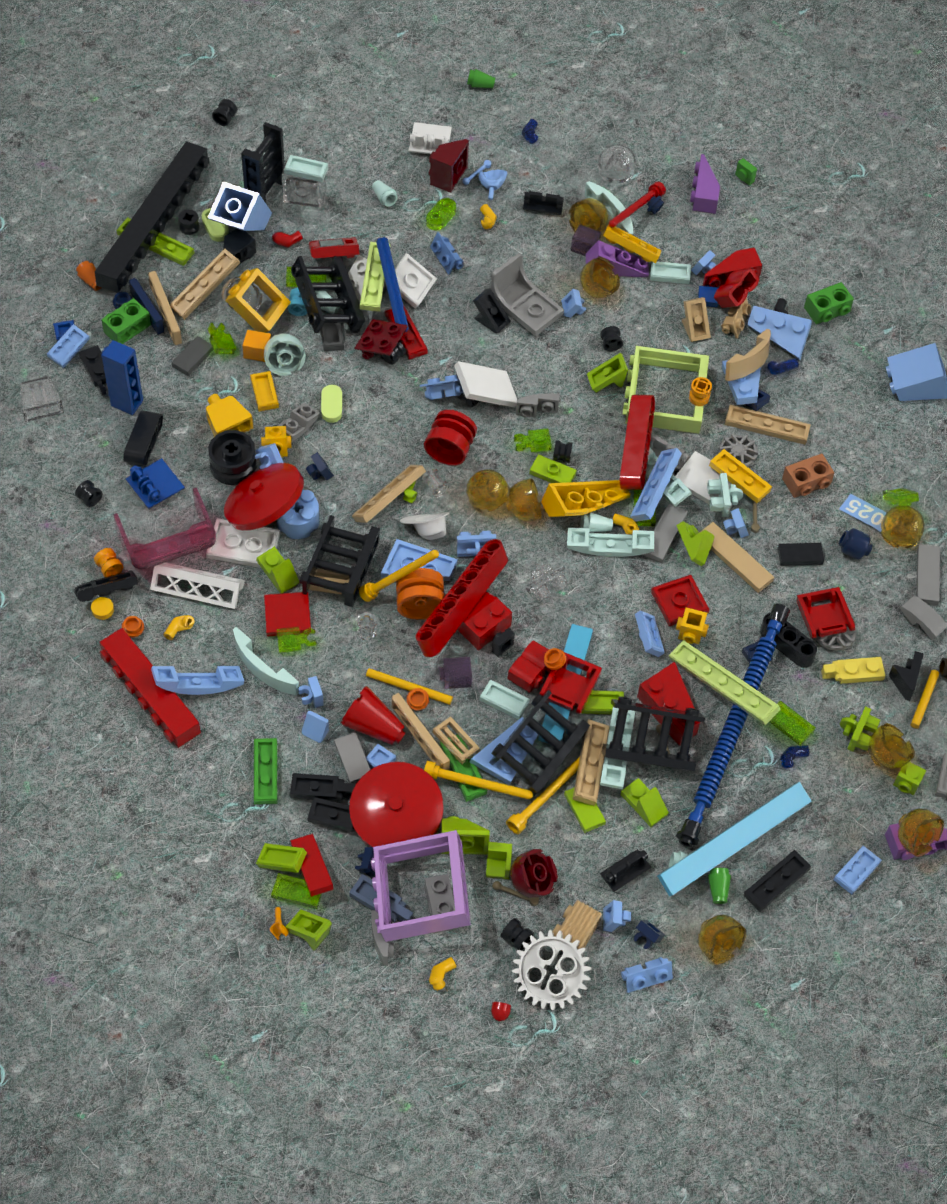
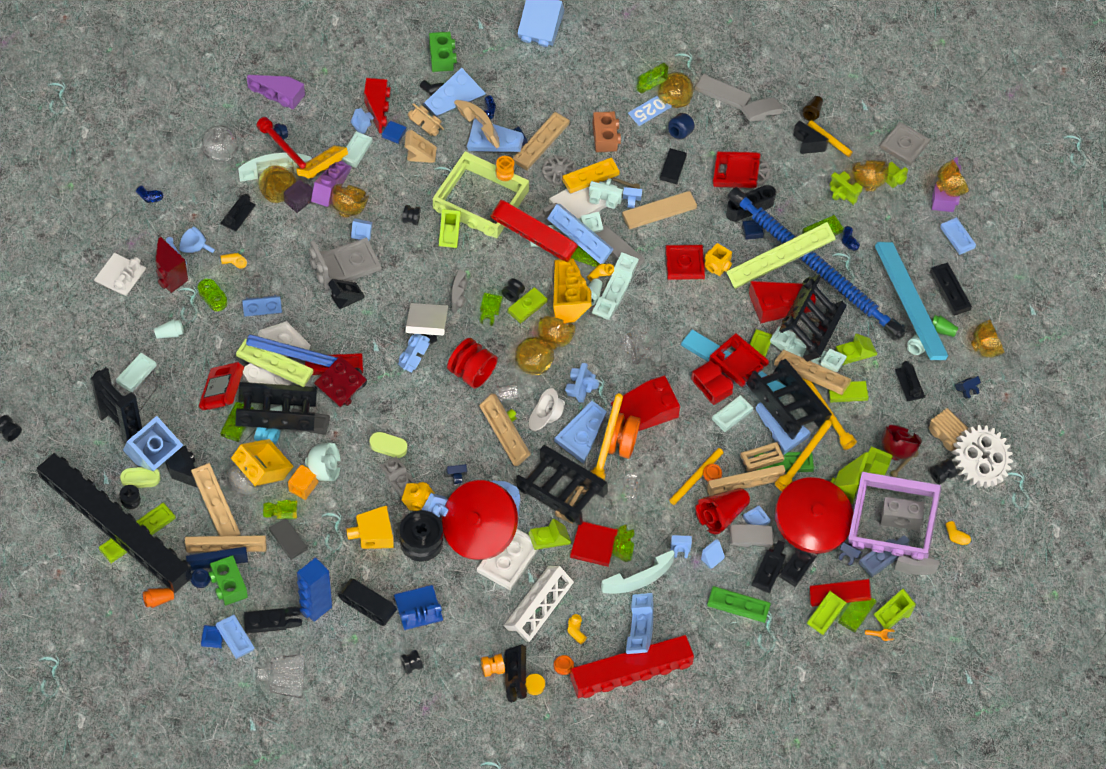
camera: 70 degrees left, 0 degrees up
(197, 538) = (502, 584): clear pink windscreen -> none
(264, 391) = (351, 493): yellow tile -> none
(286, 240) = (187, 424): red arm -> none
(456, 672) = (699, 436): clear purple brick -> none
(461, 598) = (644, 410): red beam -> none
(479, 79) = (69, 211): bright green cone -> none
(500, 1011) = (1000, 504): red hinge -> none
(502, 642) = (682, 395): black plate -> none
(554, 659) = (720, 360): orange plate -> none
(614, 916) = (949, 401): light blue tile -> none
(649, 633) = (710, 292): light blue plate -> none
(656, 972) = (1000, 405): light blue hinge -> none
(696, 543) = (644, 230): lime slope -> none
(736, 288) = (405, 106): red brick -> none
(746, 171) = (275, 54): bright green plate -> none
(855, 670) = (790, 171): light yellow hinge -> none

